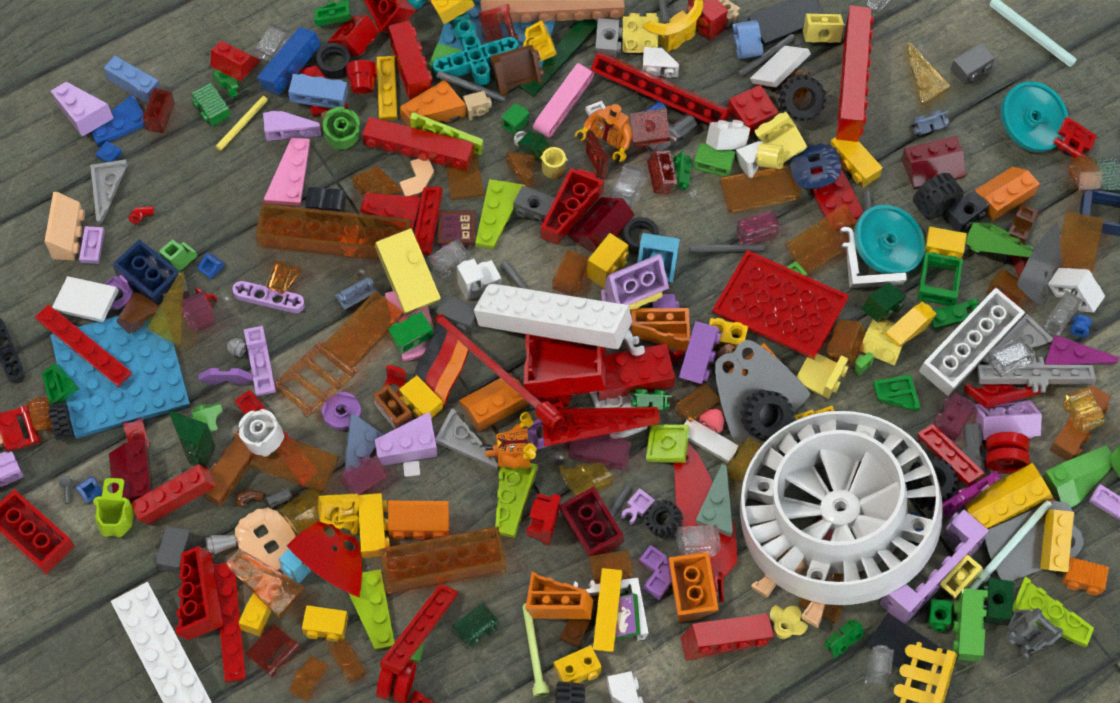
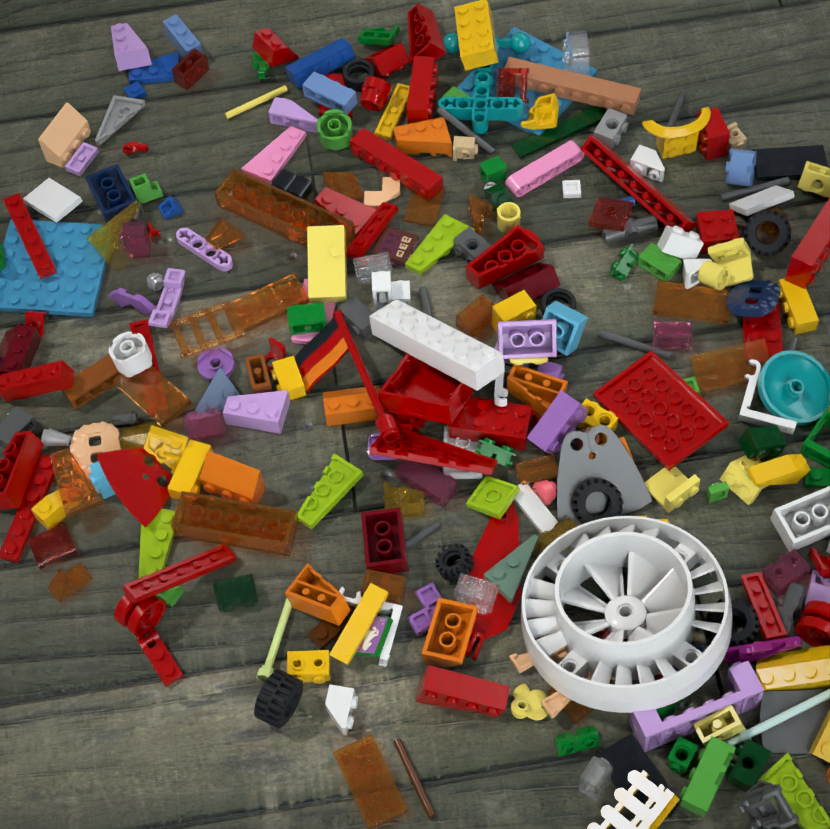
camera: 30 degrees right, 5 degrees down
(121, 283) = (85, 196): medium lavender piece -> none
(136, 312) = (85, 223): reddish brown slope -> none
(194, 438) = (73, 340): dark green slope -> none
(207, 414) = (97, 328): bright green brick -> none
(211, 104) = (237, 78): green brick -> none
(246, 495) = (93, 407): reddish brown arm -> none
(271, 42) = (312, 43): clear brick -> none
(324, 623) = (106, 539): yellow brick -> none
(346, 660) = (108, 579): clear orange panel -> none
(356, 293) = (278, 271): sand blue hinge -> none
(411, 468) = (252, 436): white sticker -> none
(426, 124) = (411, 150): lime wing -> none
(457, 437) = (306, 425): light grey wing -> none
(513, 446) = (348, 448): orange torso -> none
(516, 68) = (512, 126): reddish brown panel -> none
(544, 518) = (347, 520): red panel -> none
(596, 155) = (550, 222): clear red plate -> none
(610, 126) = (574, 203): orange torso -> none
(629, 184) = (569, 259): clear brick -> none
(635, 36) = (636, 133): light yellow bracket -> none
(638, 505) = (437, 541): lavender plate -> none
(662, 172) = (603, 256): clear red brick -> none
(846, 340) = (709, 464): clear orange brick -> none
(897, 392) = (739, 530): green wing -> none

